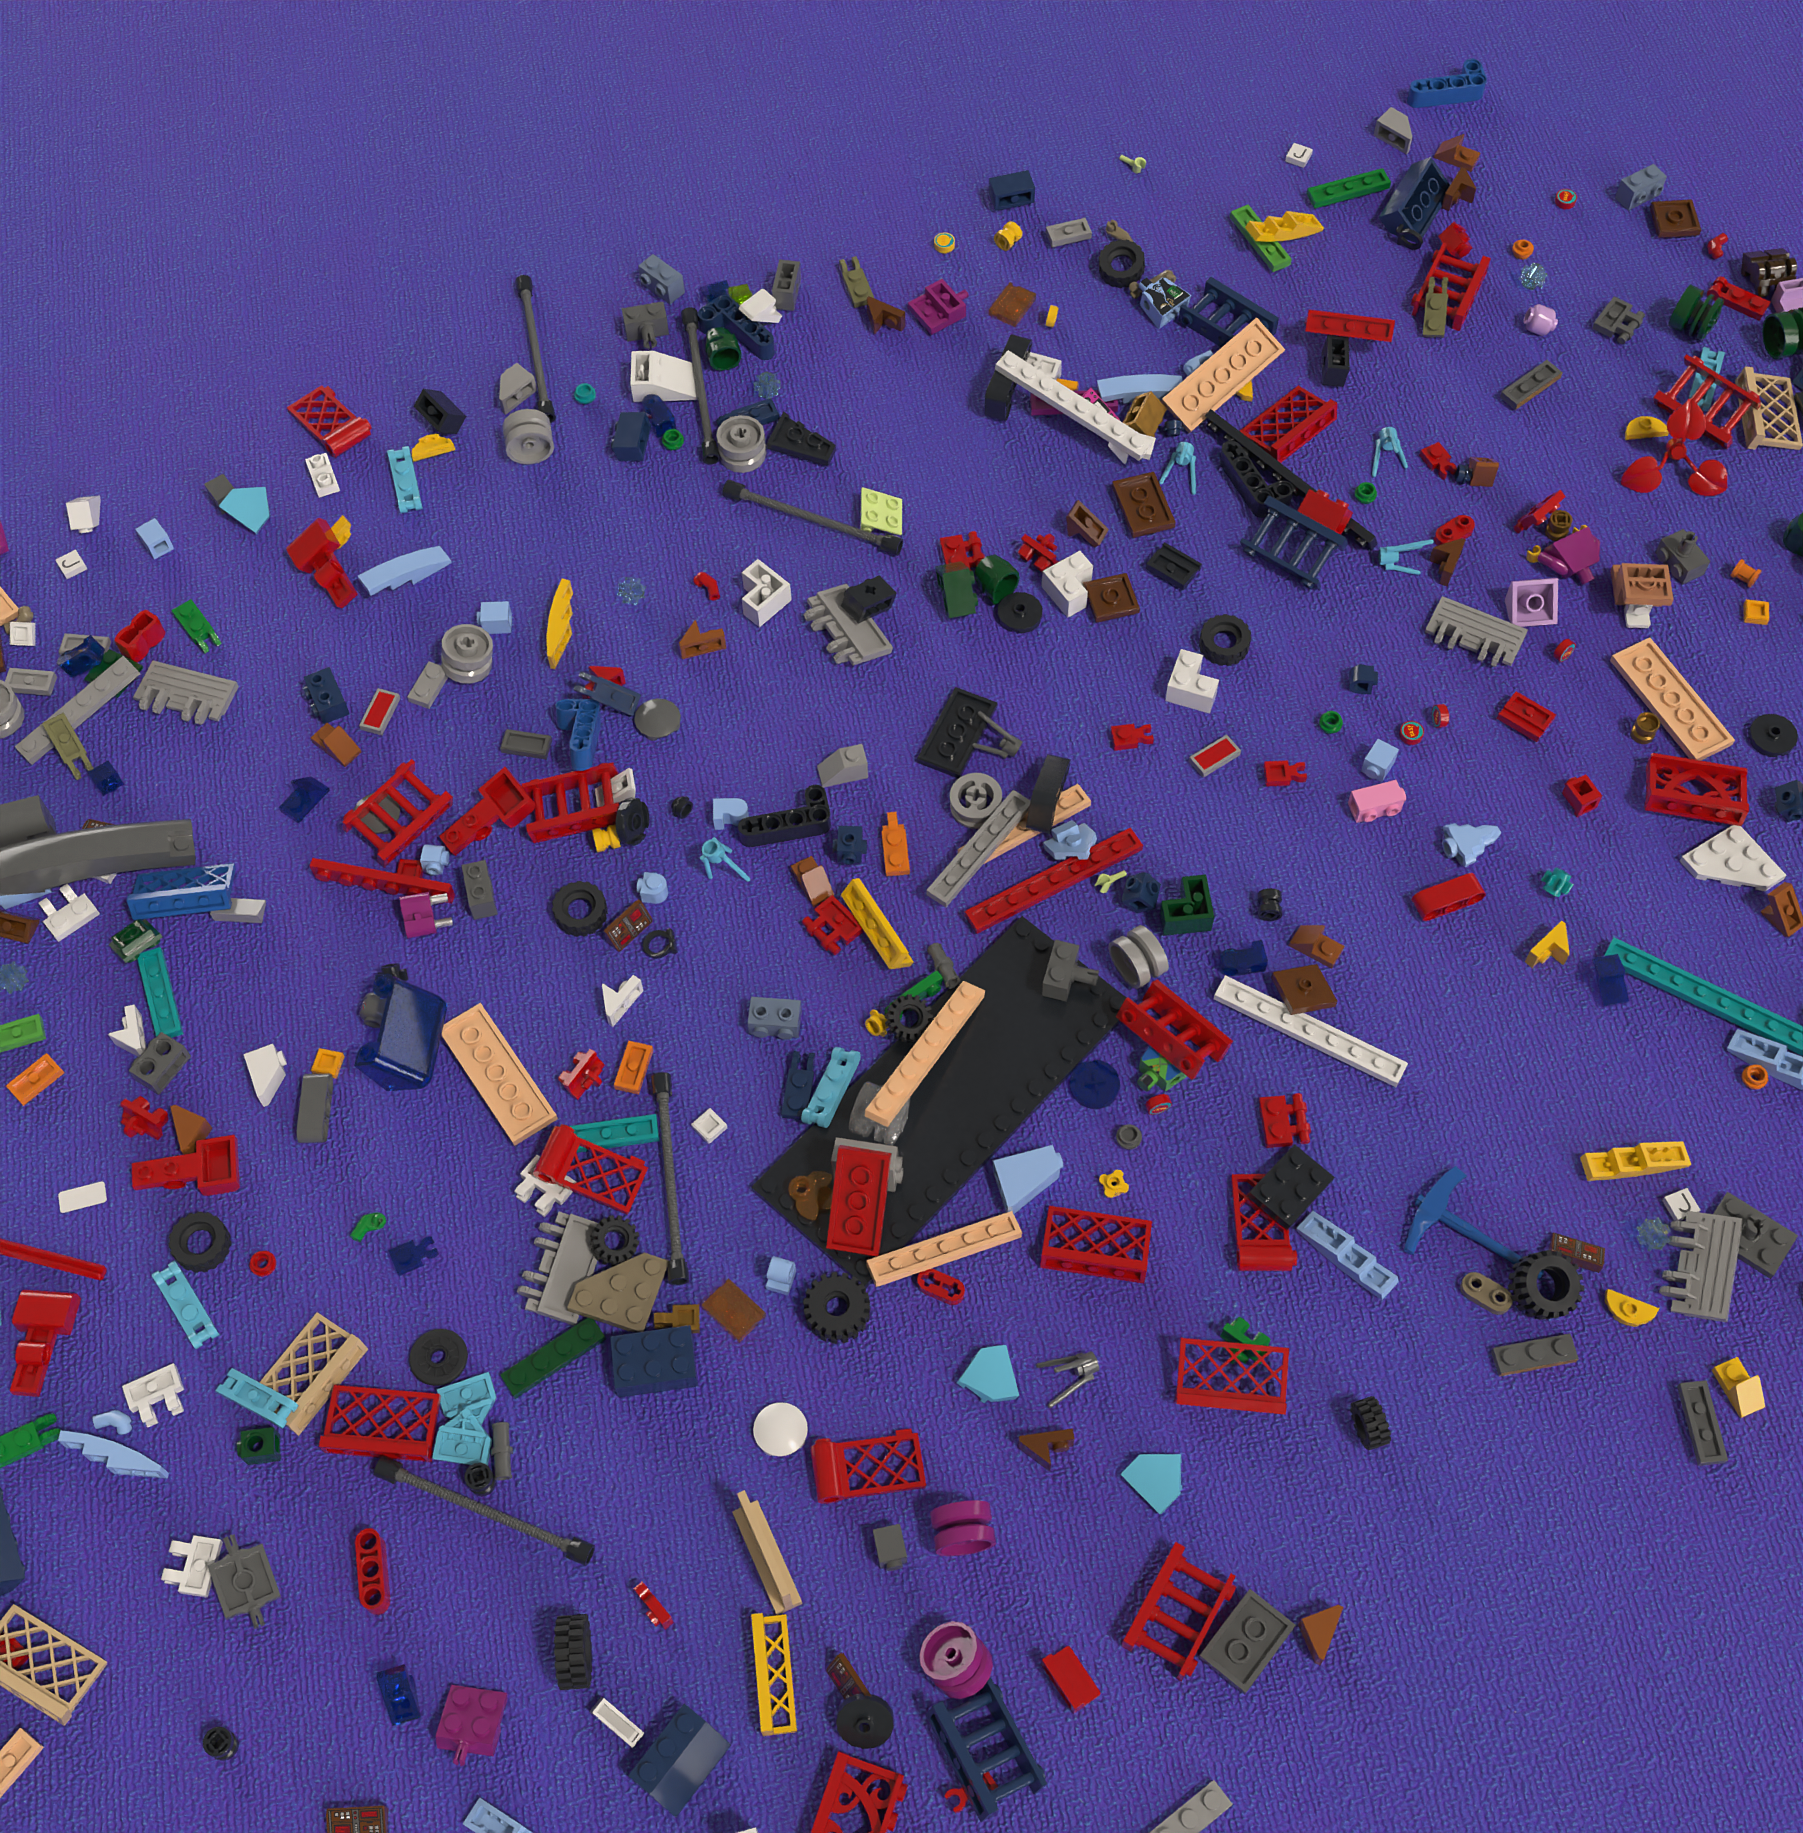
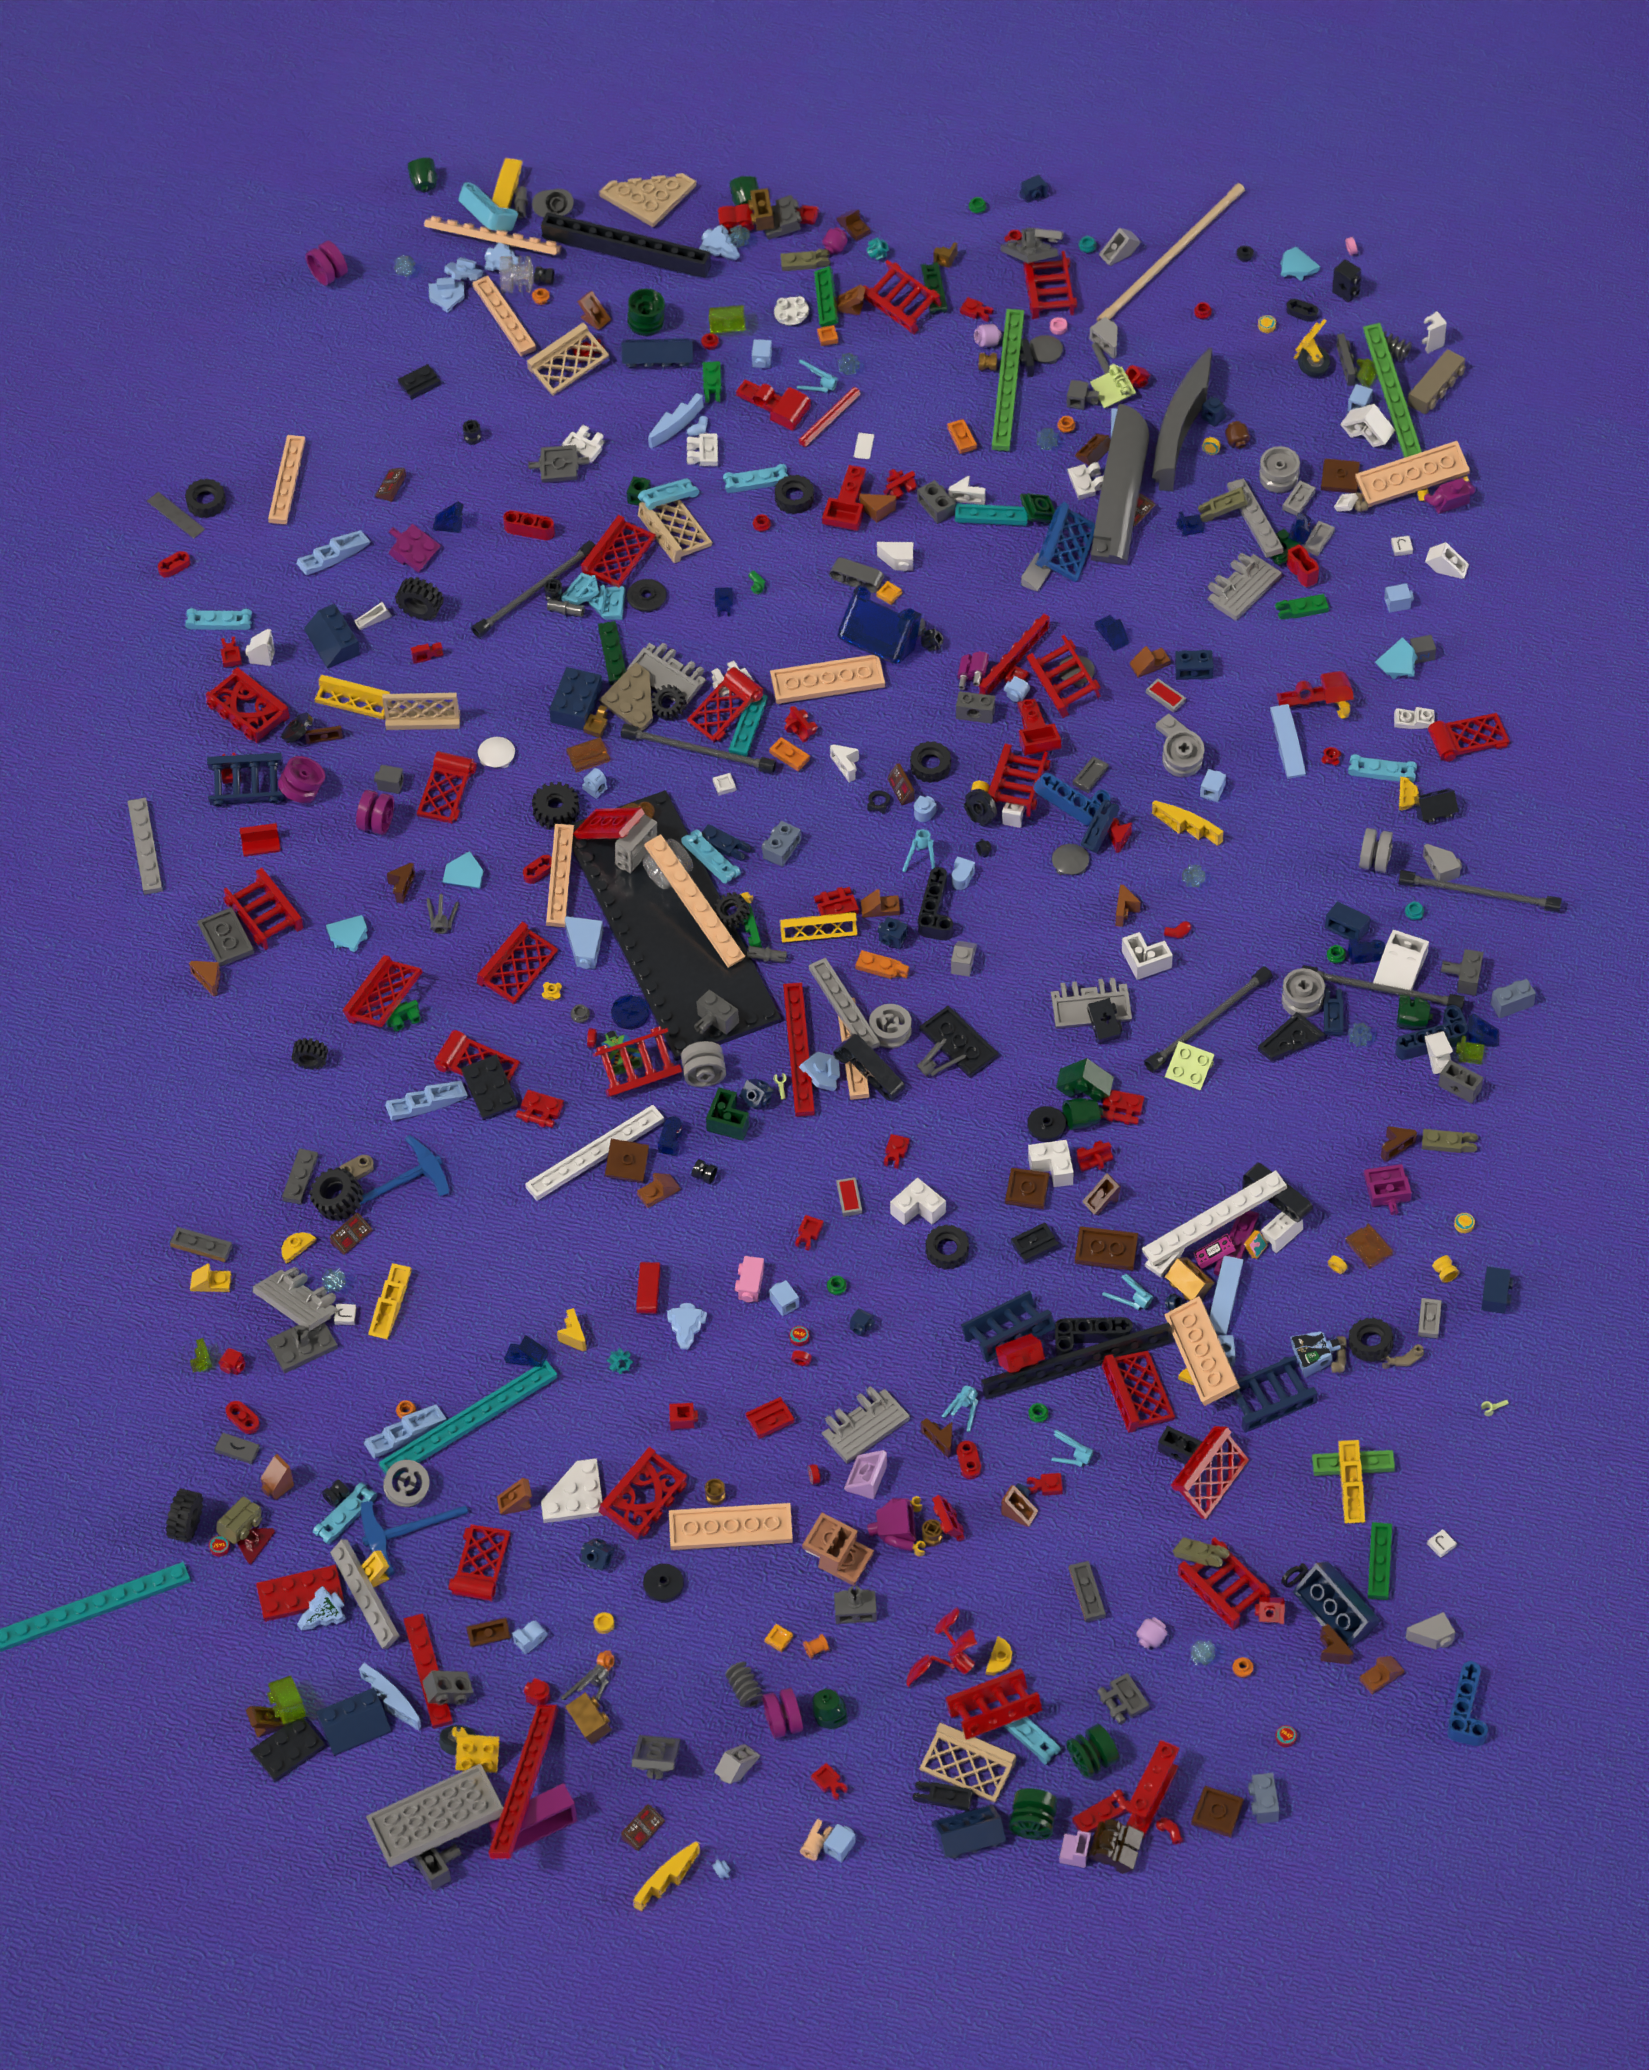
camera: 115 degrees right, 5 degrees down
(406, 529) = (1331, 752): none -> red plate
(1701, 270) = (1152, 1787): none -> red fence

